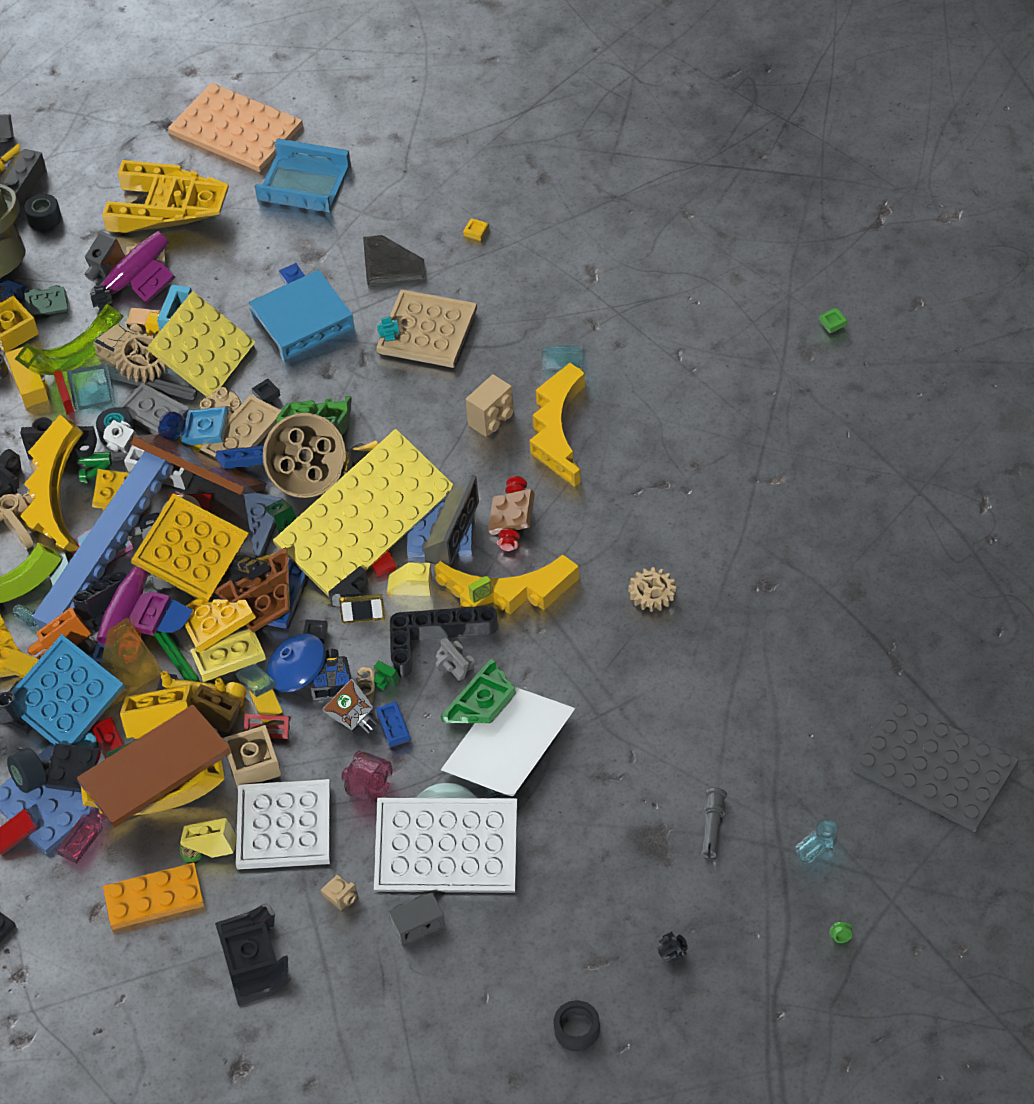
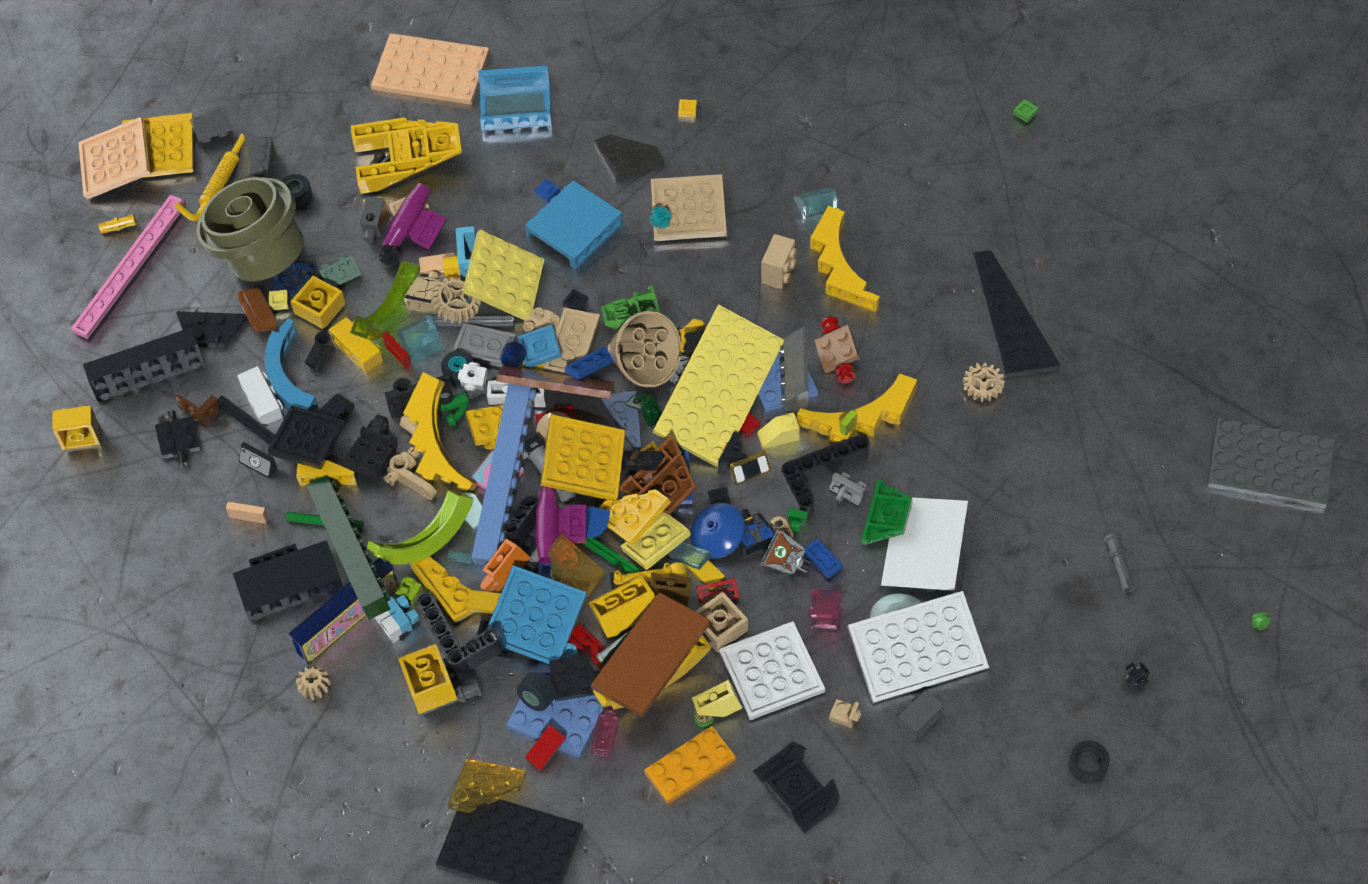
camera: 20 degrees left, 5 degrees up
(713, 553) = (1016, 335): none -> black wing
(816, 842) = (1210, 553): clear light blue piece -> none

